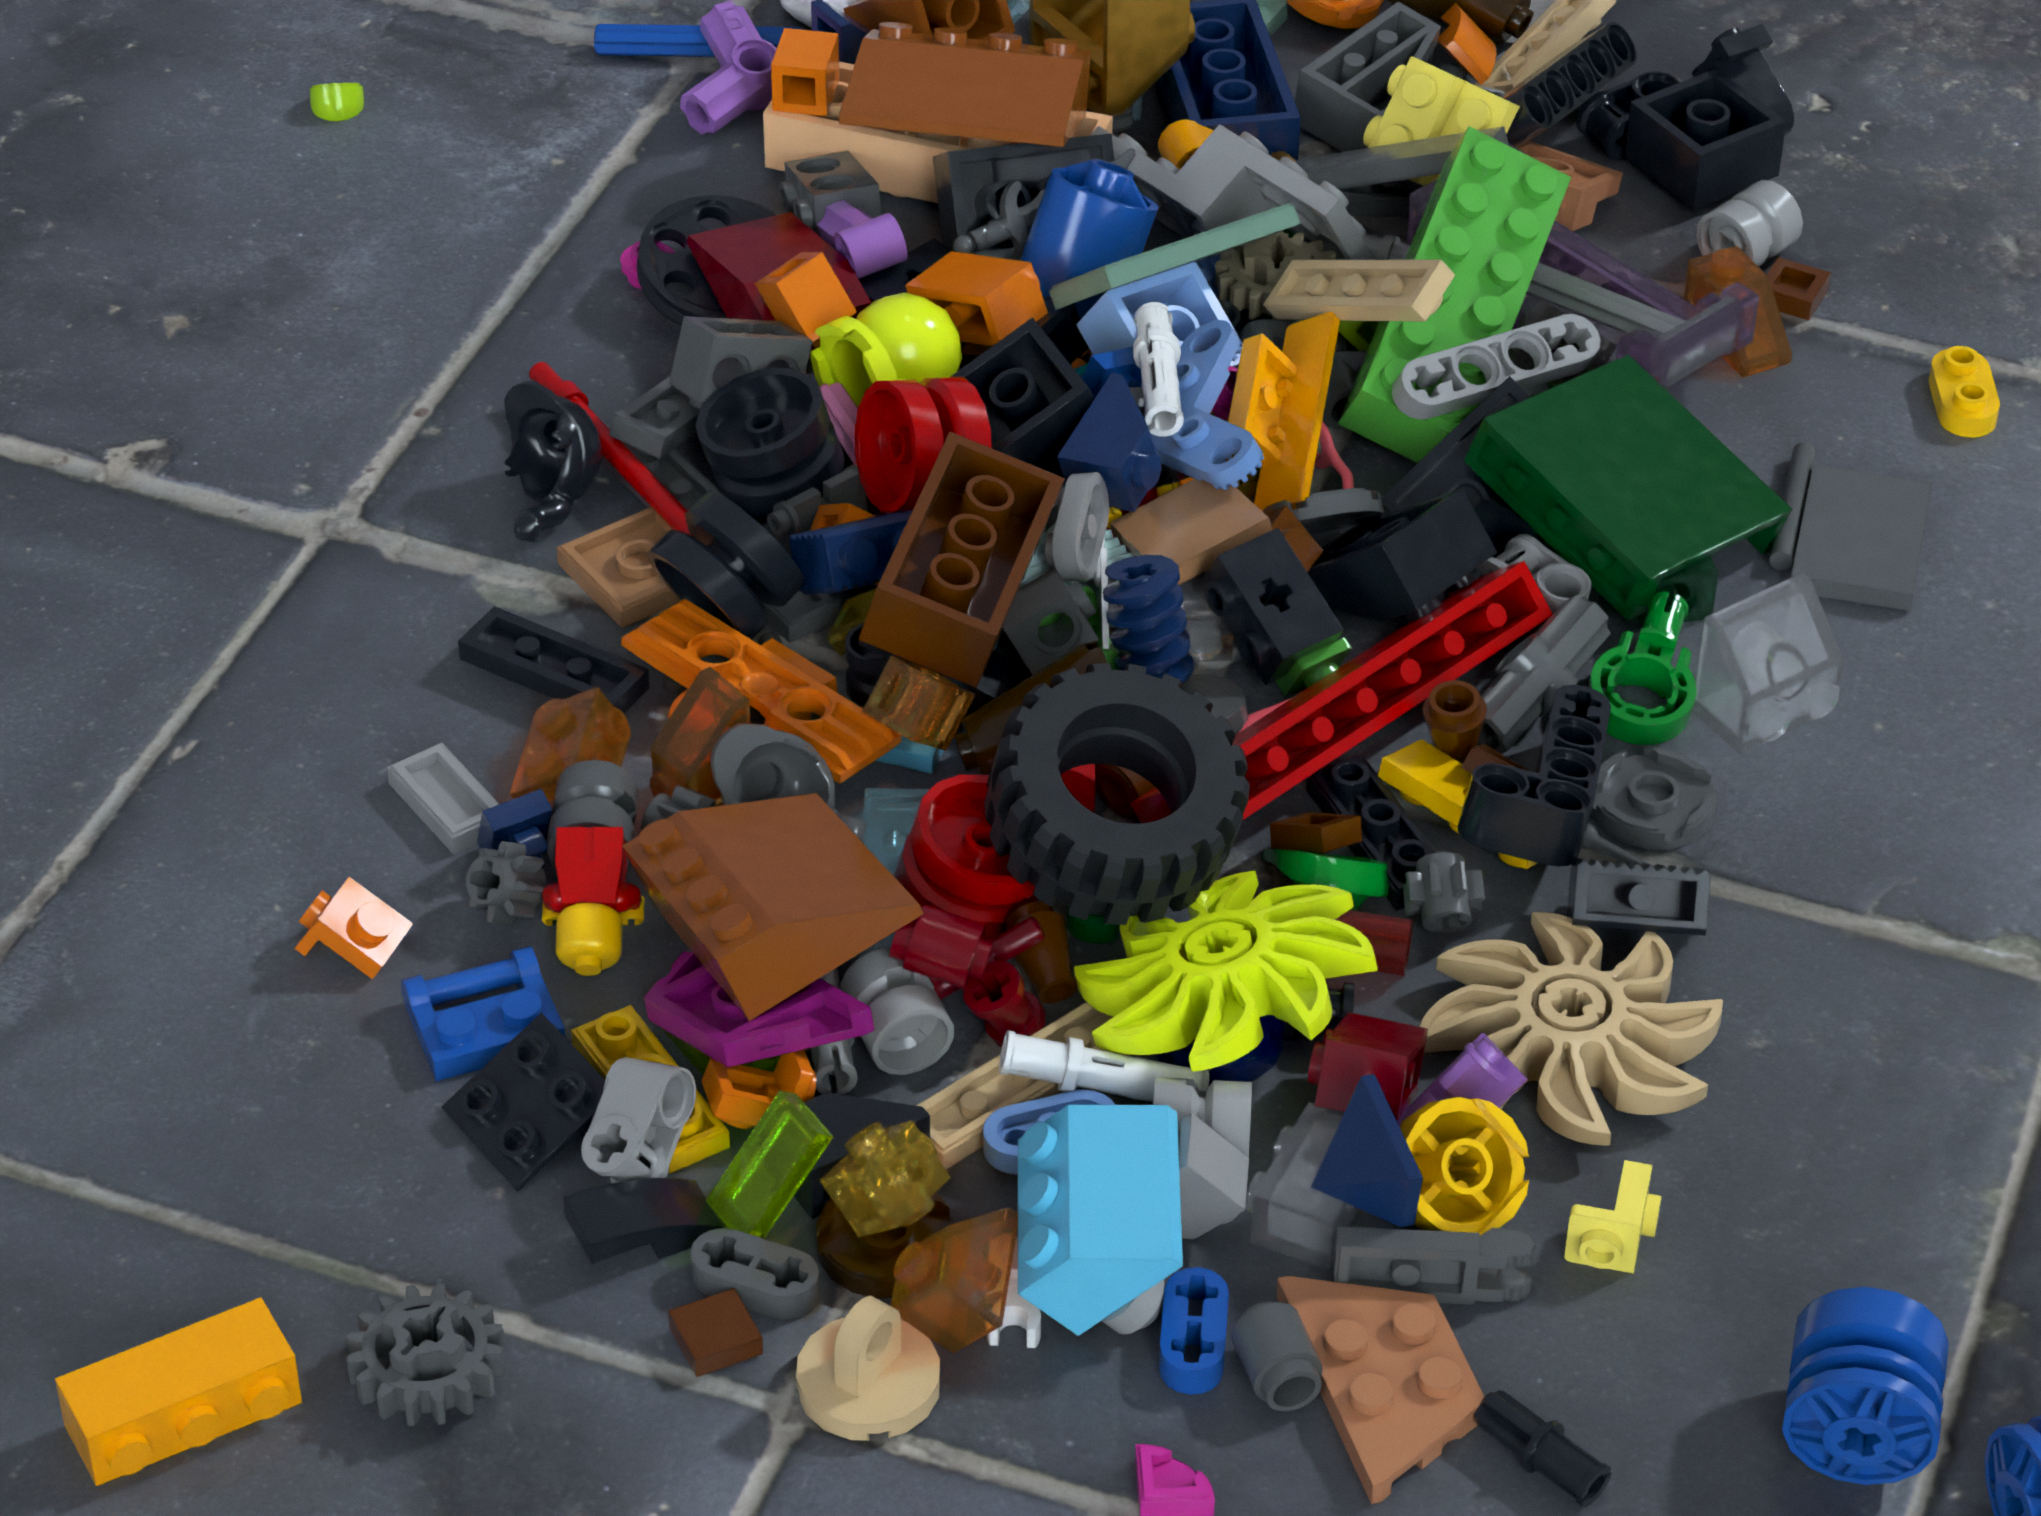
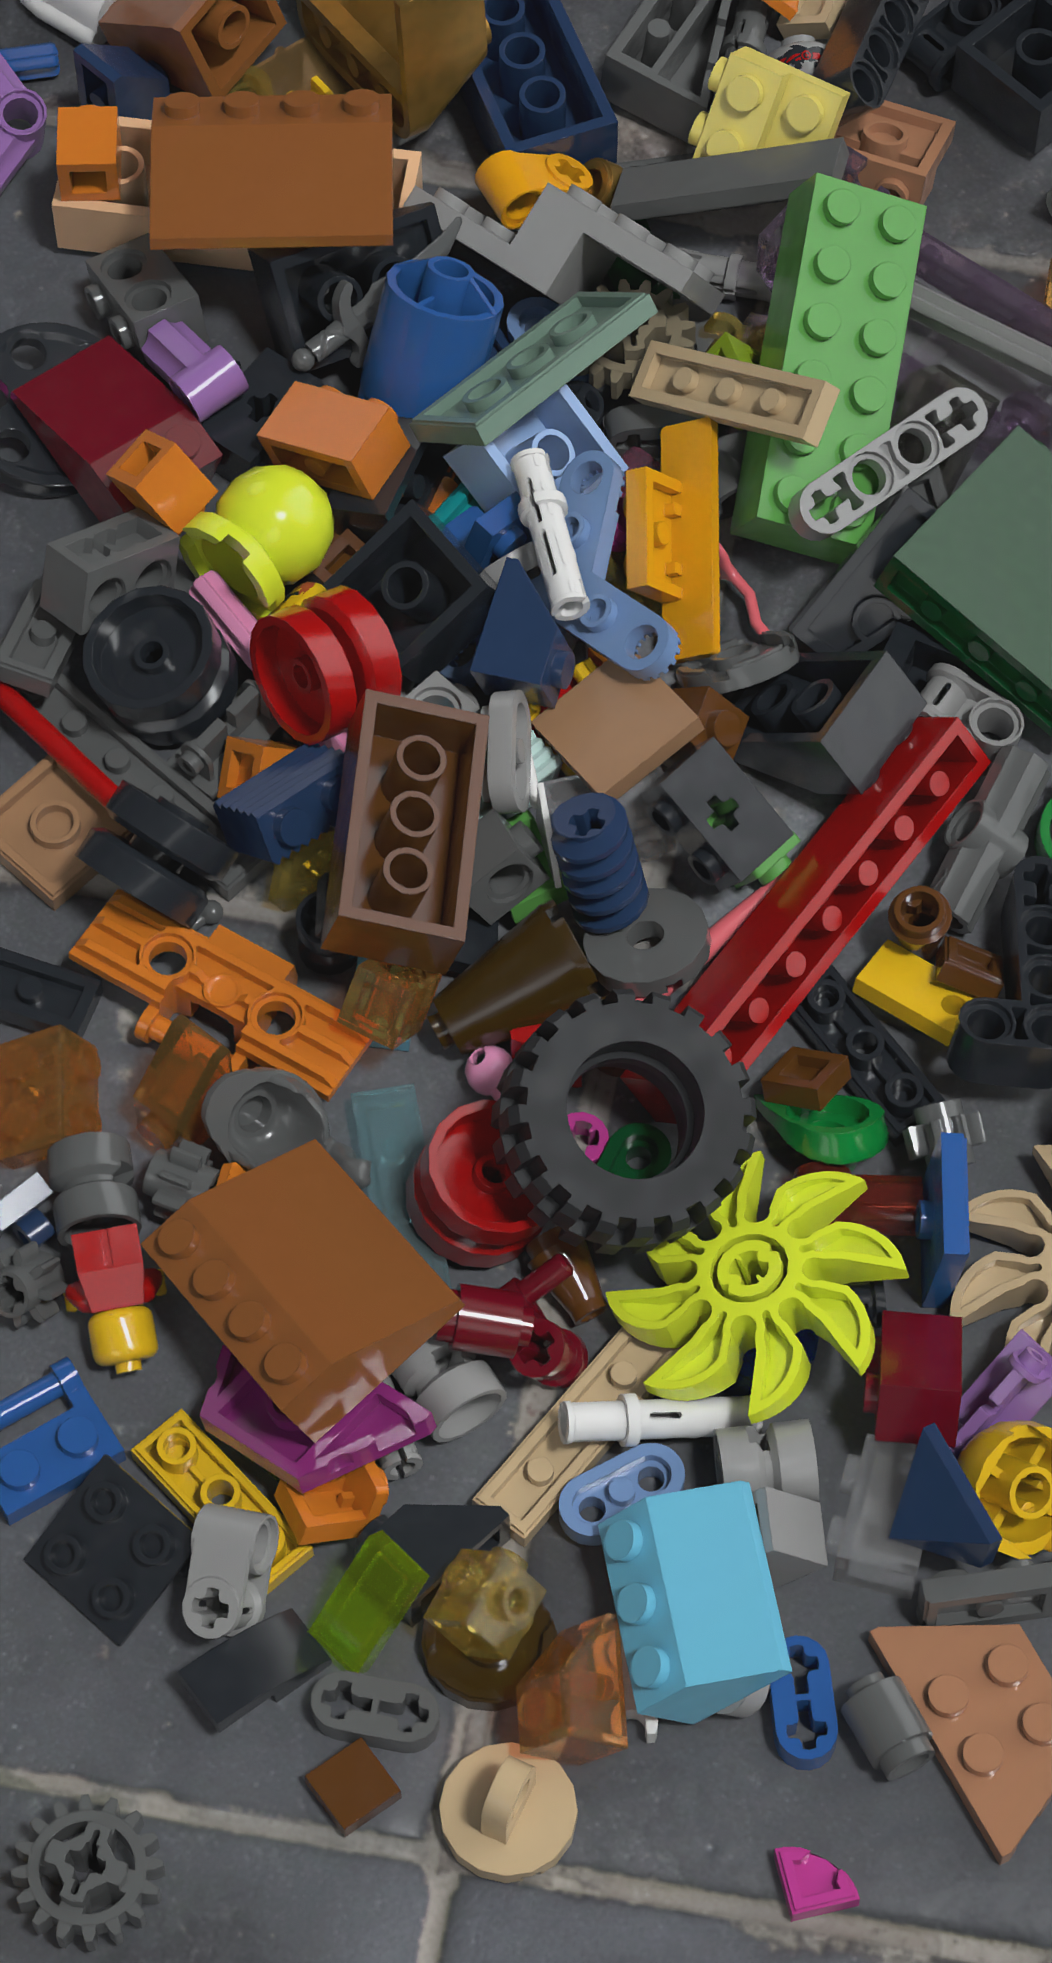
camera: 10 degrees left, 20 degrees up
(1423, 941) = (943, 1220): none -> blue plate

